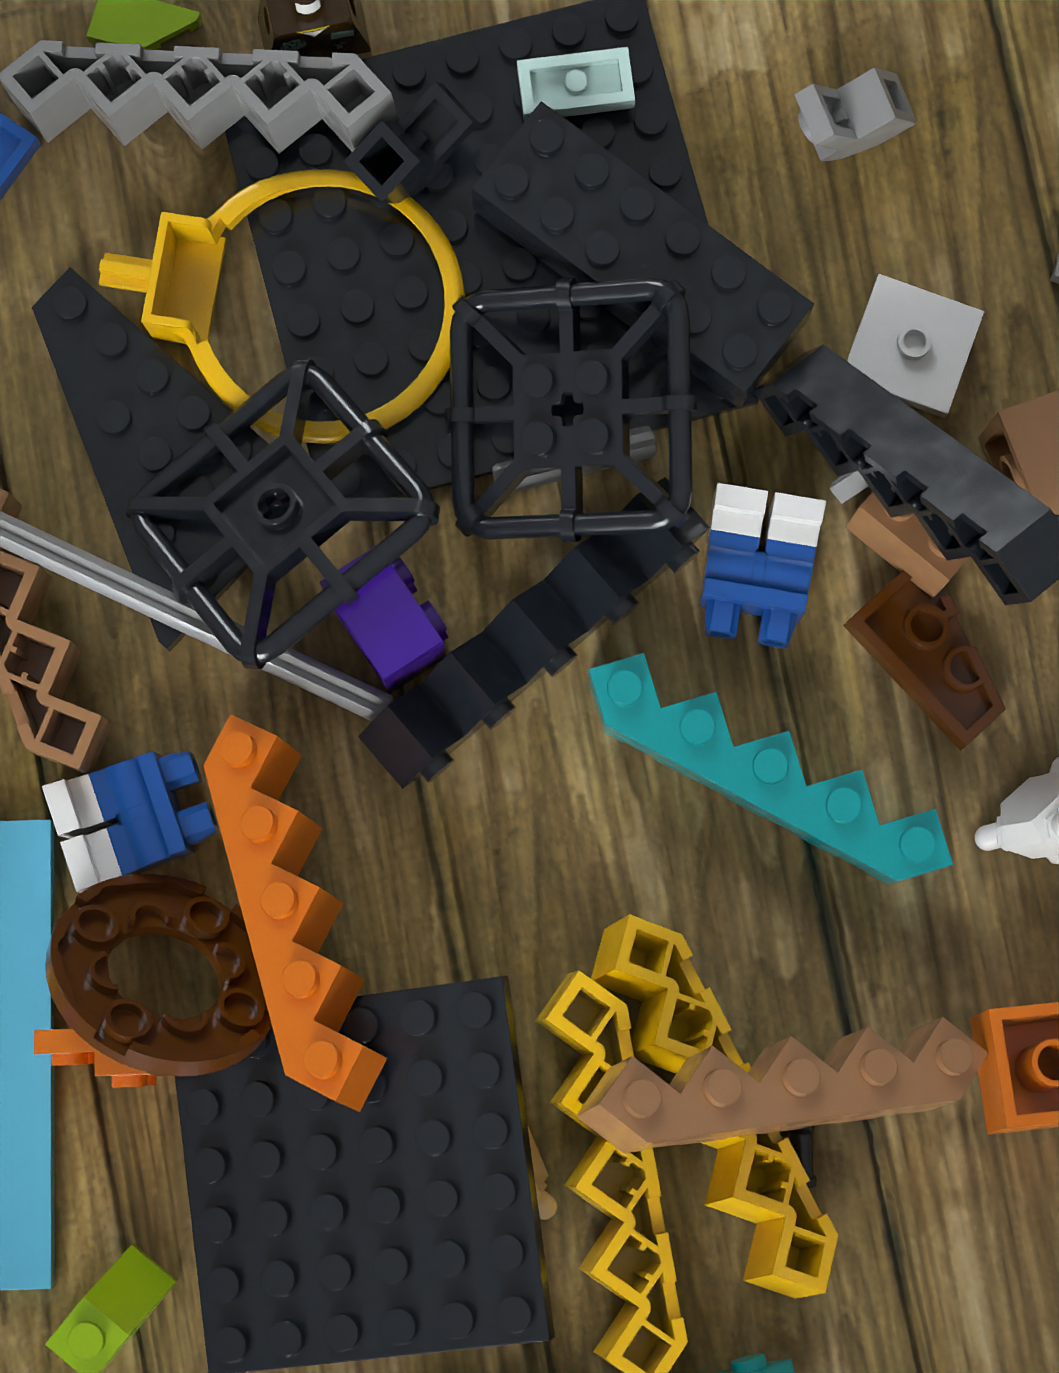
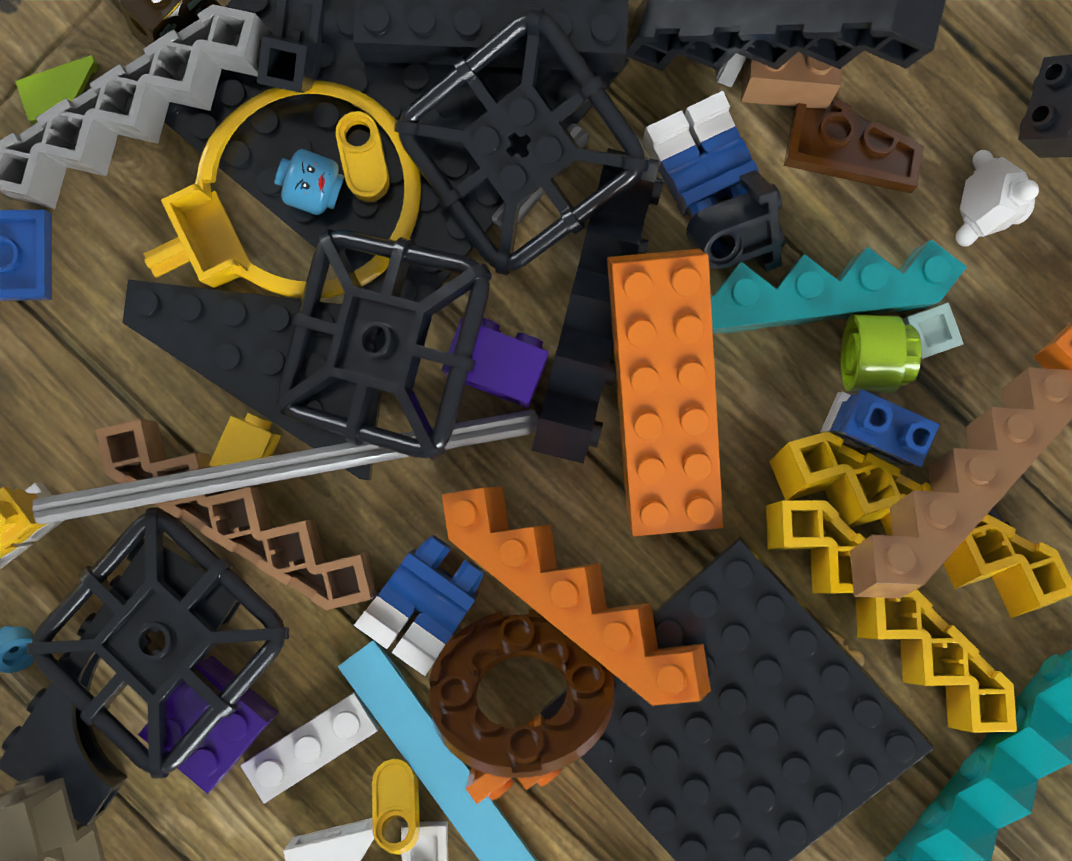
camera: 35 degrees left, 5 degrees up
(69, 516) = (245, 440): none -> yellow brick
(327, 297) = (309, 182): none -> dark azure head
(398, 320) = (366, 164): none -> yellow piece
(536, 771) = (666, 391): none -> orange brick
(740, 970) = (881, 428): none -> blue hips
(743, 658) = (741, 226): none -> black pin
(798, 894) = (879, 353): none -> lime piece
(877, 913) = (936, 330): none -> light aqua plate

